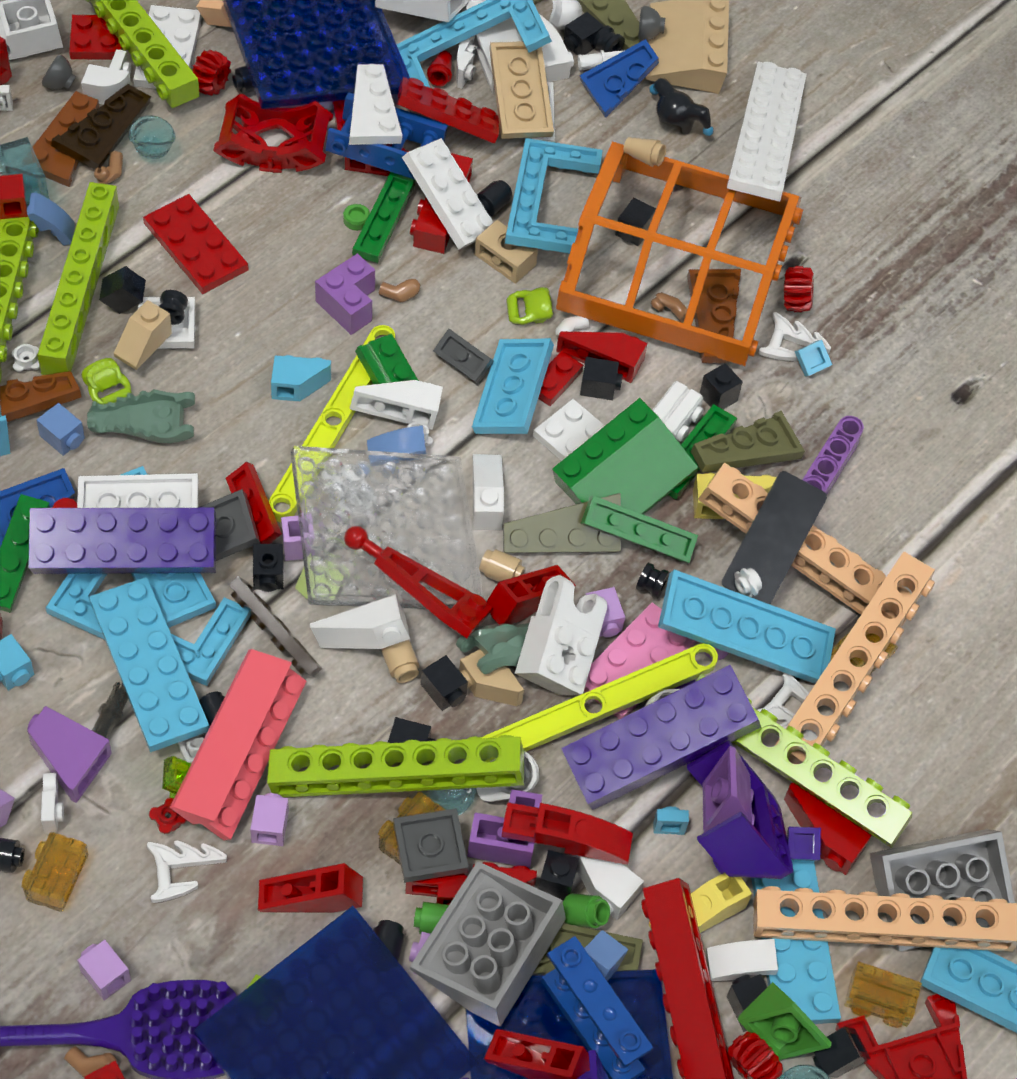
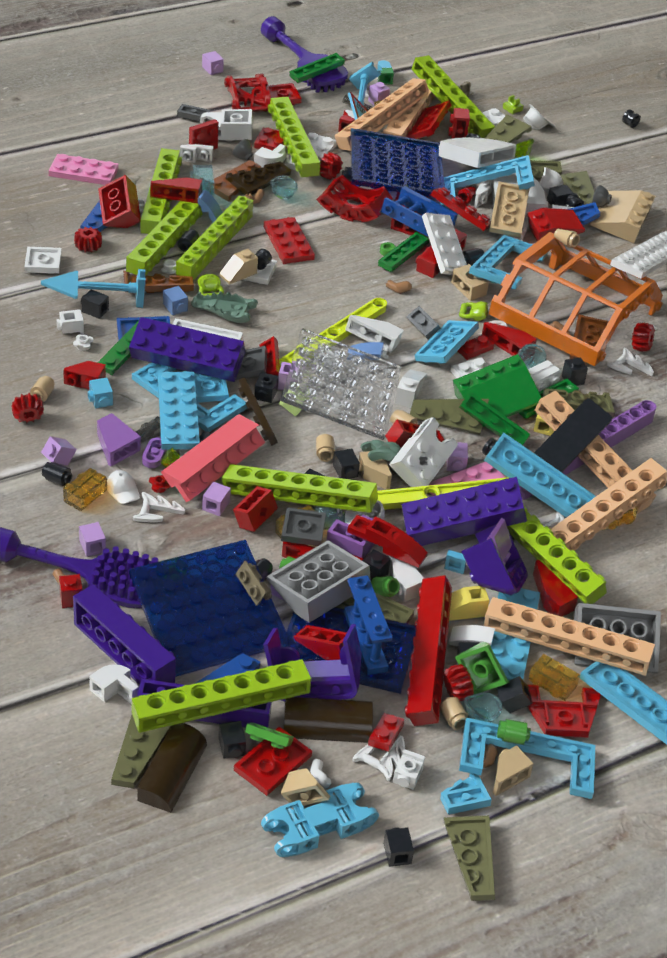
camera: 20 degrees right, 15 degrees down
(37, 295) = (187, 239): none -> black brick
(51, 809) = (95, 459): white plate -> none
(115, 848) = (122, 487): none -> white cap
(122, 289) = (236, 245): black brick -> none
(137, 759) = (153, 454): none -> medium lavender plate
(298, 377) = (321, 309): medium azure slope -> none
(312, 891) = (226, 533): red slope -> none
(339, 824) = (255, 508): none -> red brick
(345, 293) = (366, 278): medium lavender brick -> none
(364, 627) = (308, 423): white slope -> none
(373, 109) = (415, 195): white wing -> none
(385, 361) = (374, 310): green plate -> none
(405, 999) = (251, 580): none -> dark tan hinge
(409, 574) = (370, 427): red plate -> none
(596, 99) = (550, 219): none -> red slope
(600, 378) = (500, 350): black brick -> none
(606, 953) = (388, 604): medium blue brick -> none
(637, 215) = (557, 289): black brick -> none
(649, 382) = (532, 355): none -> clear light blue helmet
(679, 109) = (604, 239): black piece -> none
(748, 582) = (548, 453): white plate -> none
(804, 843) = (533, 588): dark purple plate -> none
(813, 358) = (639, 372): medium azure plate -> none

